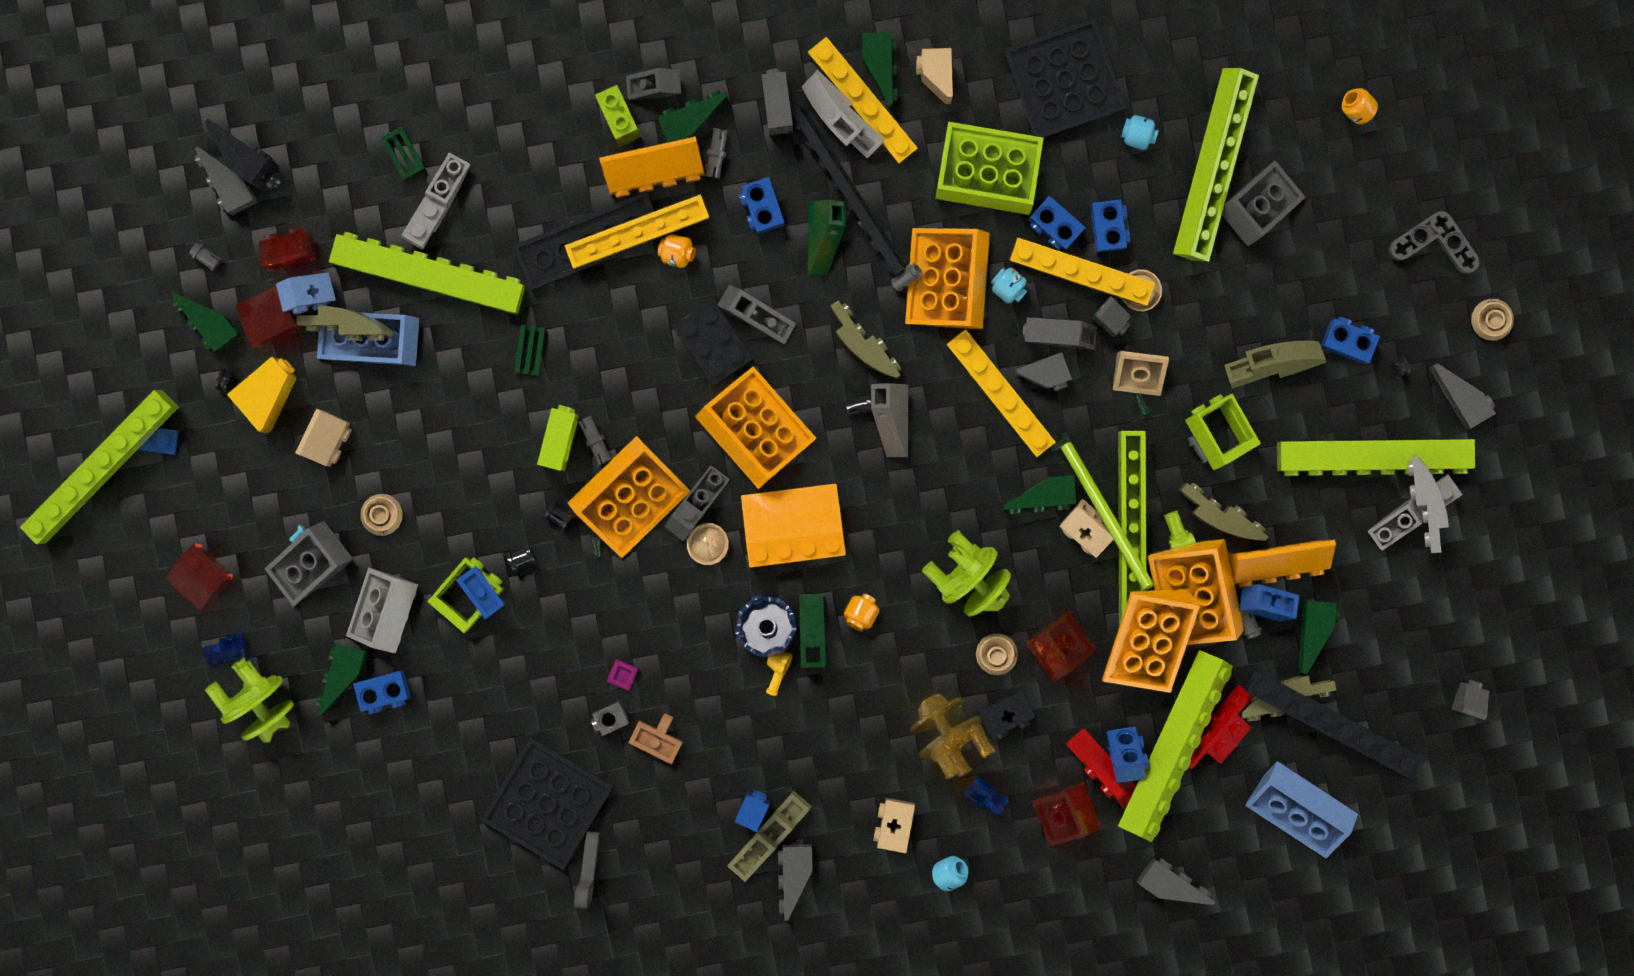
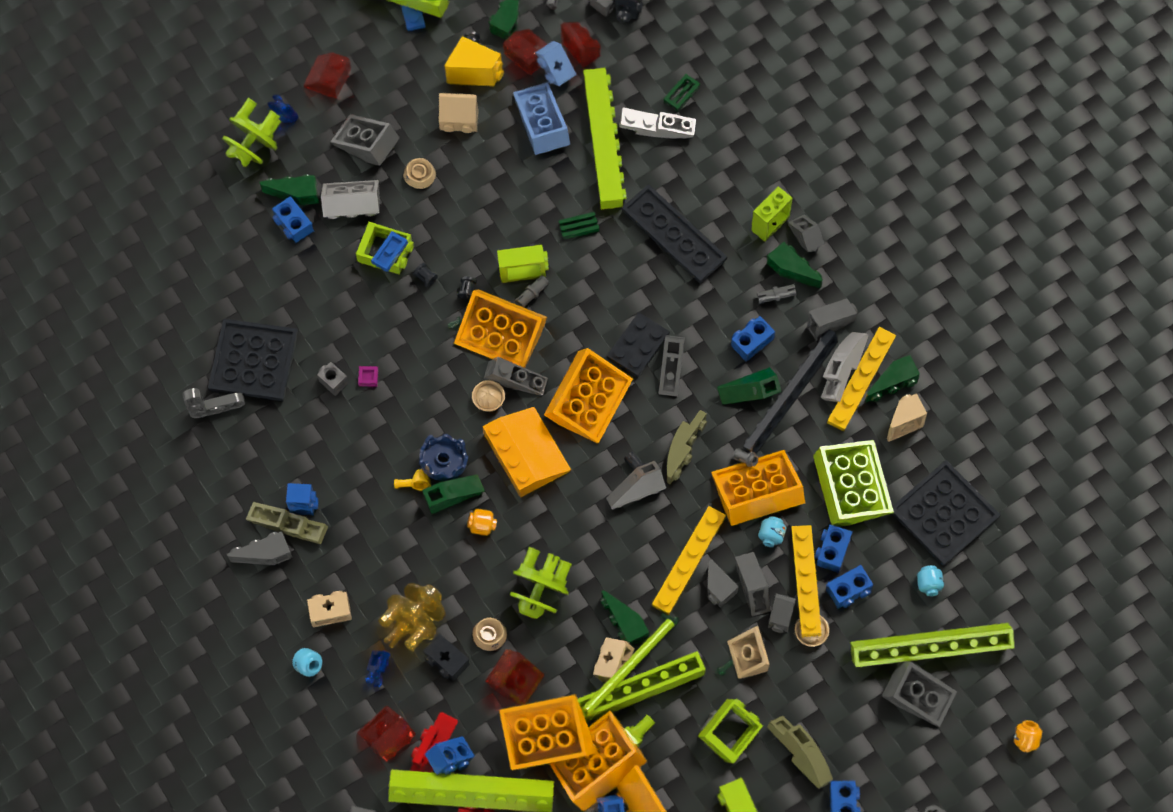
camera: 70 degrees right, 20 degrees down
(346, 322) = (545, 95): olive slope -> none
(637, 231) = (695, 259): yellow plate -> none
(652, 167) = (746, 249): light orange slope -> none
(656, 740) = (328, 416): medium nougat plate -> none
(676, 250) = (693, 292): light orange head -> none
(1230, 521) = (663, 765): olive slope -> none

